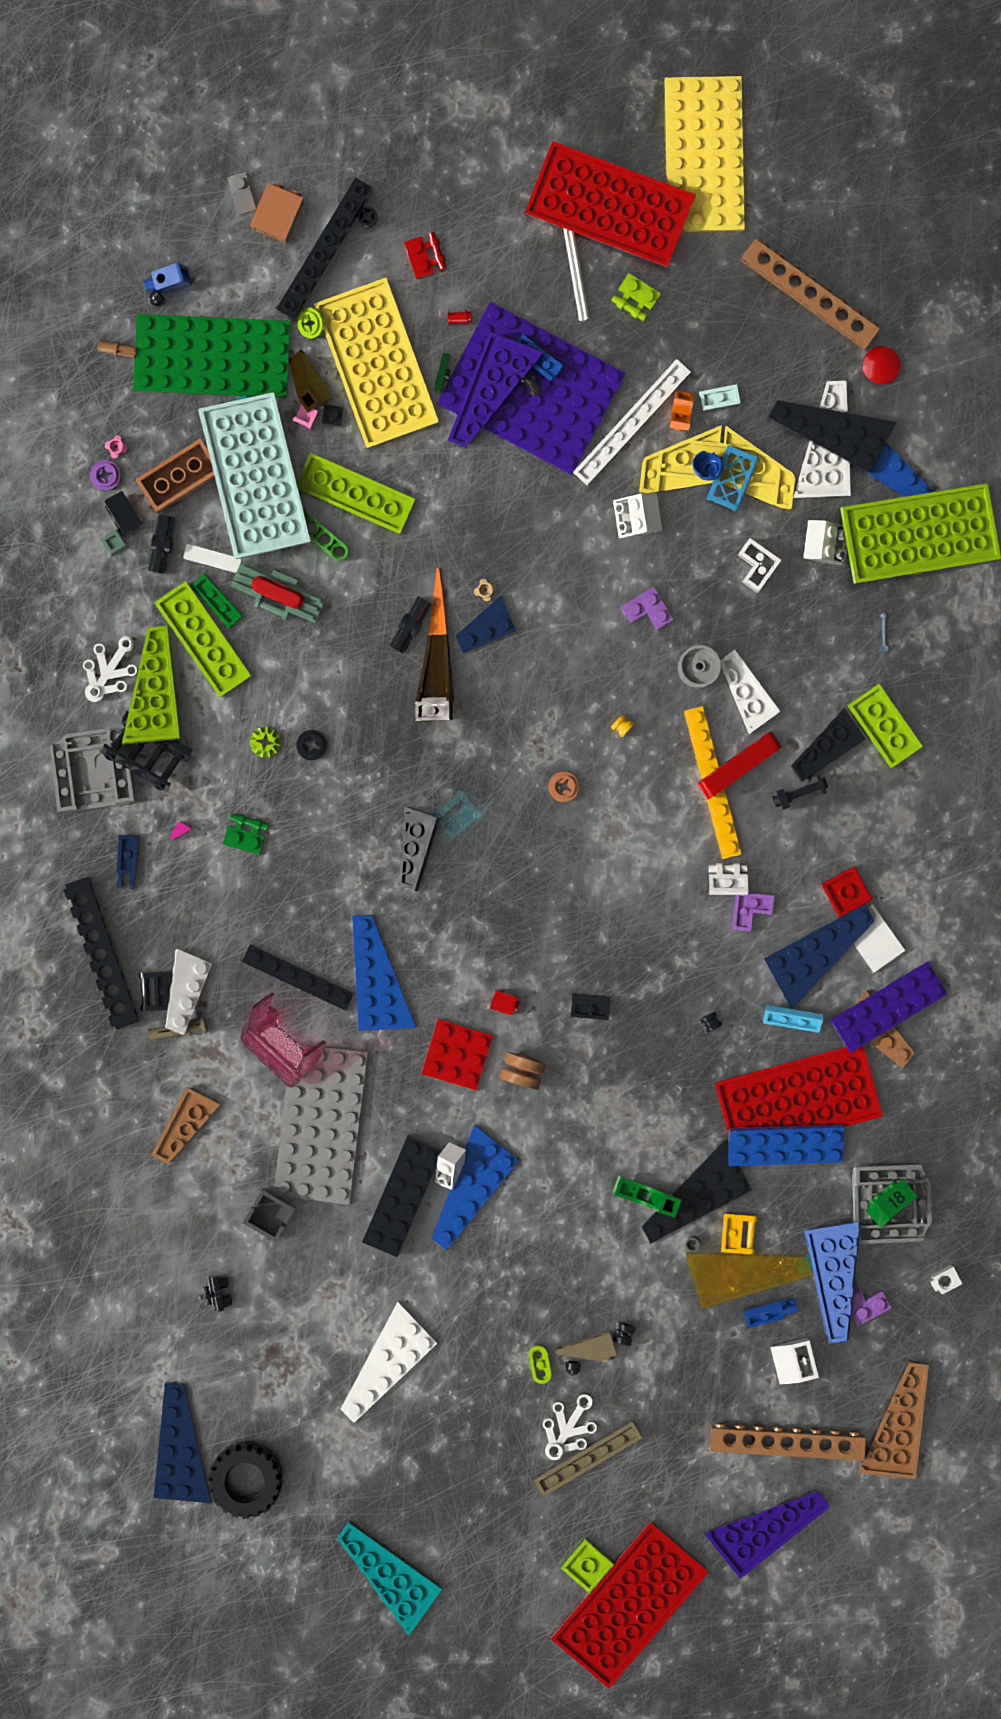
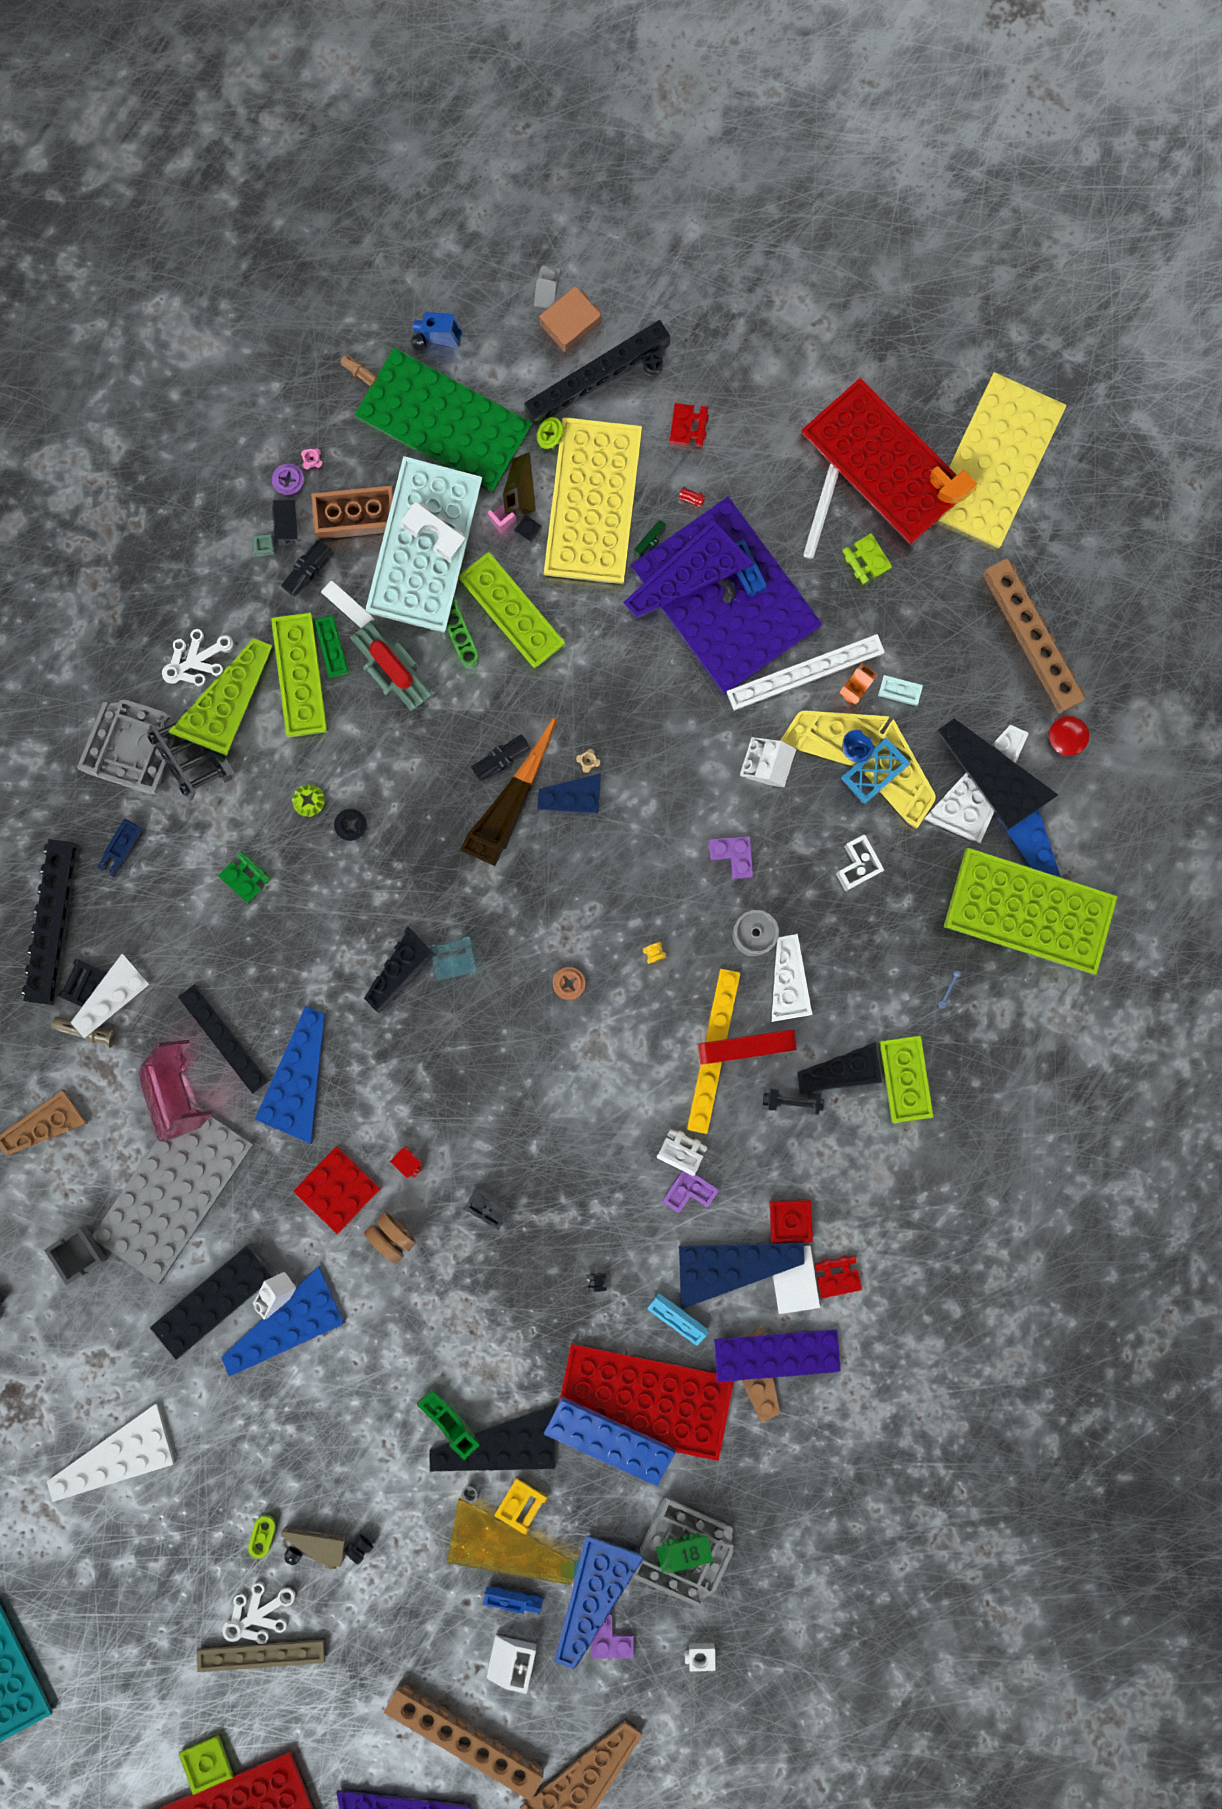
camera: 30 degrees right, 5 degrees down
(179, 830) = (184, 842): dark pink slope -> none
(275, 462) = (420, 519): none -> white arch
(682, 204) = (952, 490): none -> orange brick
(825, 542) = (935, 875): white slope -> none
(910, 923) = (838, 1283): none -> red plate

